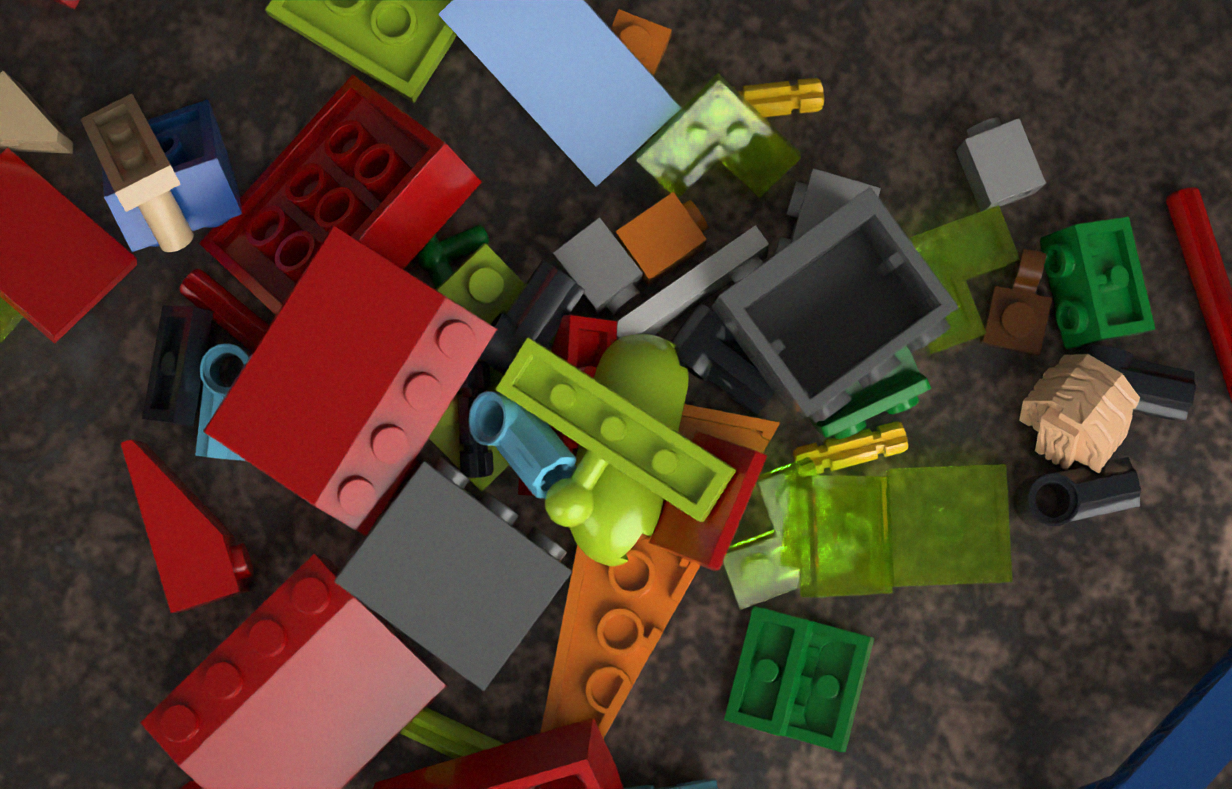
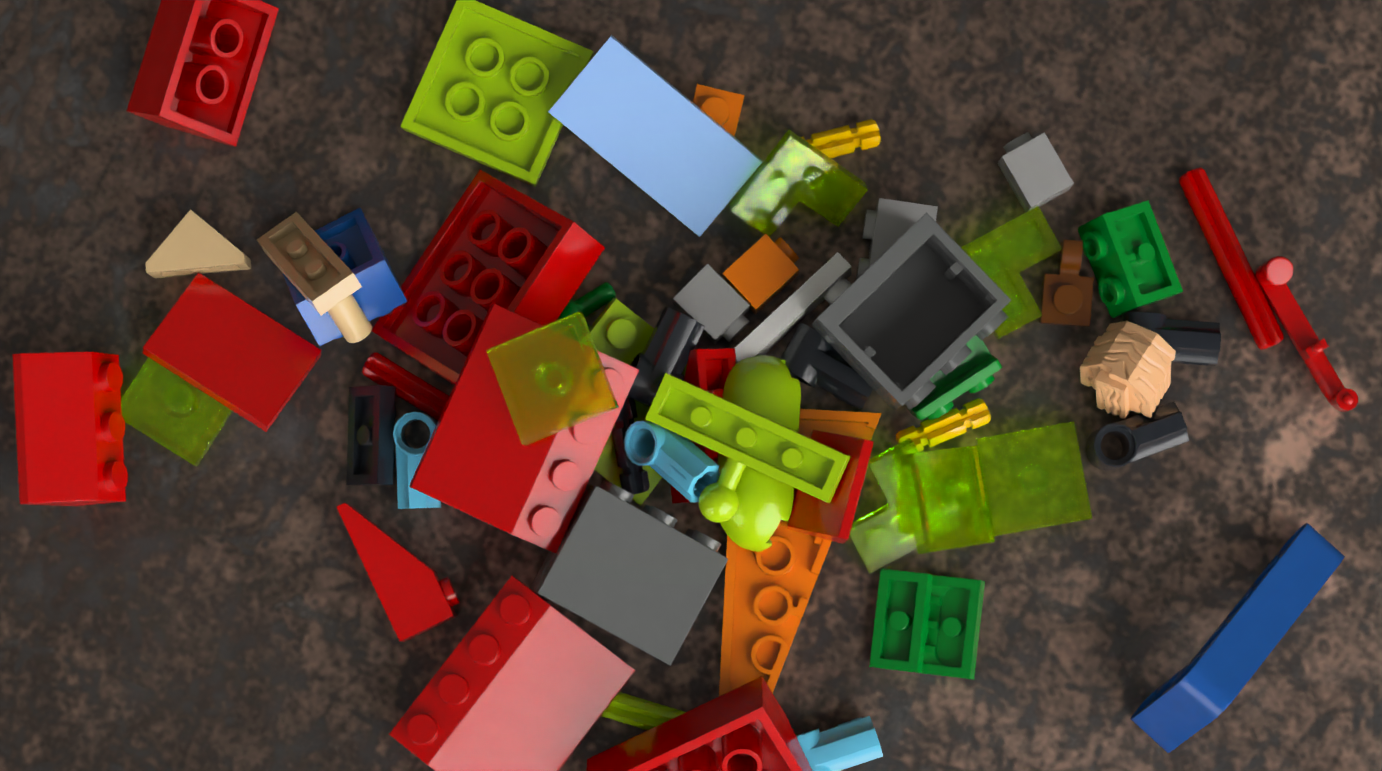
camera: 10 degrees left, 0 degrees up
(387, 324) = (552, 378): none -> clear neon green plate

